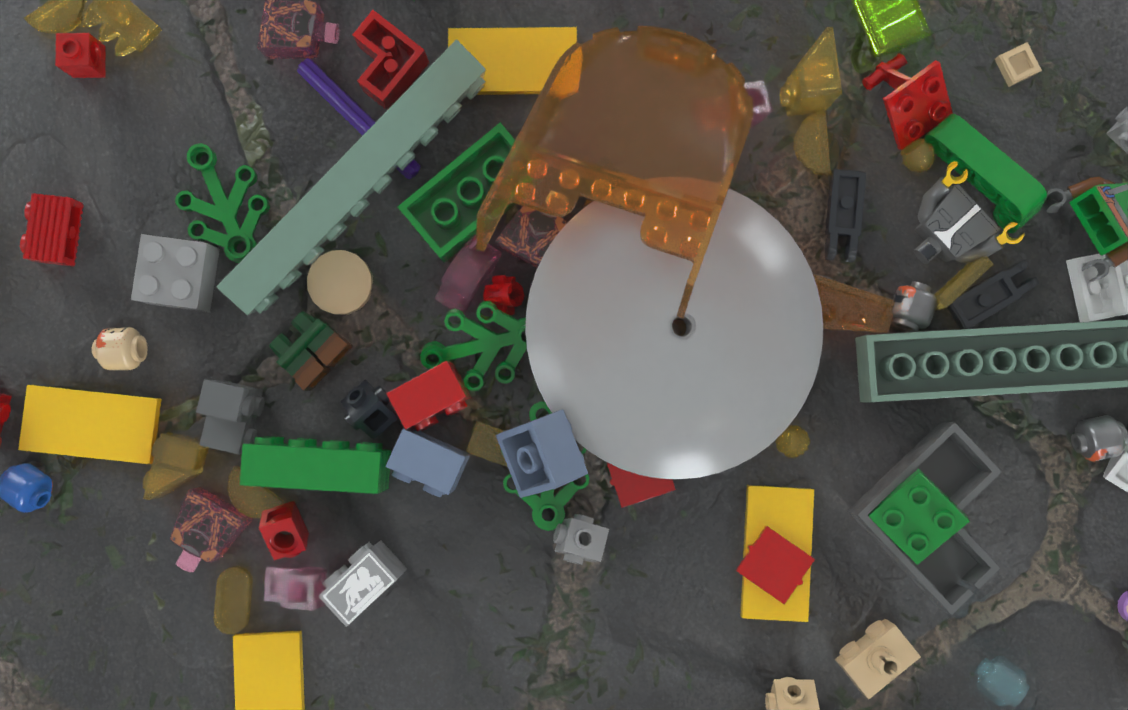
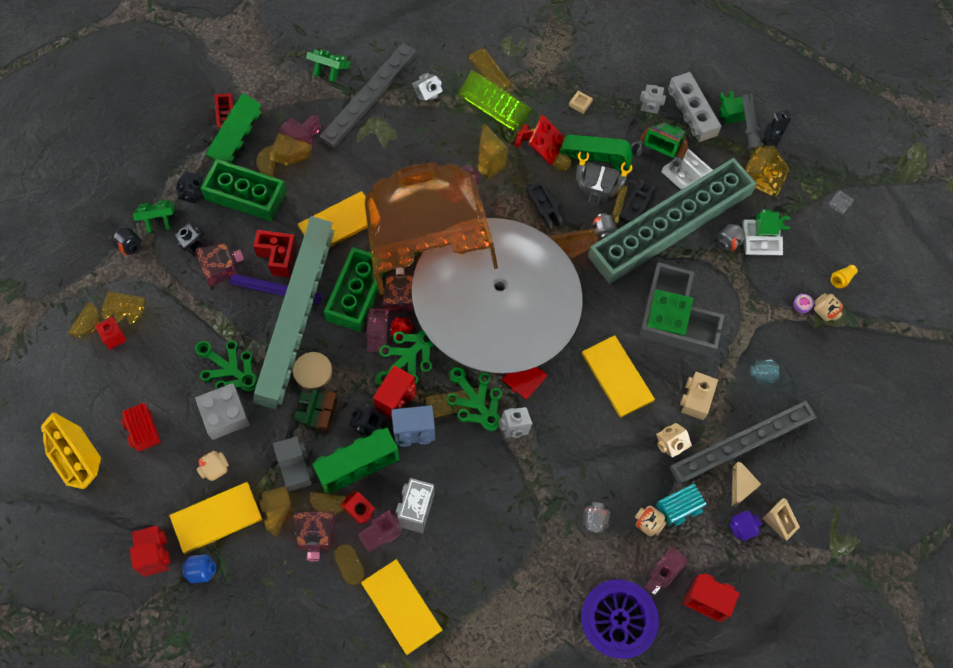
camera: 30 degrees left, 20 degrees down
(542, 454) = (469, 384): sand blue brick -> none
(775, 564) = (619, 380): red piece -> none
(793, 441) = (589, 318): clear yellow plate -> none
(812, 144) = (509, 184): clear yellow tile -> none

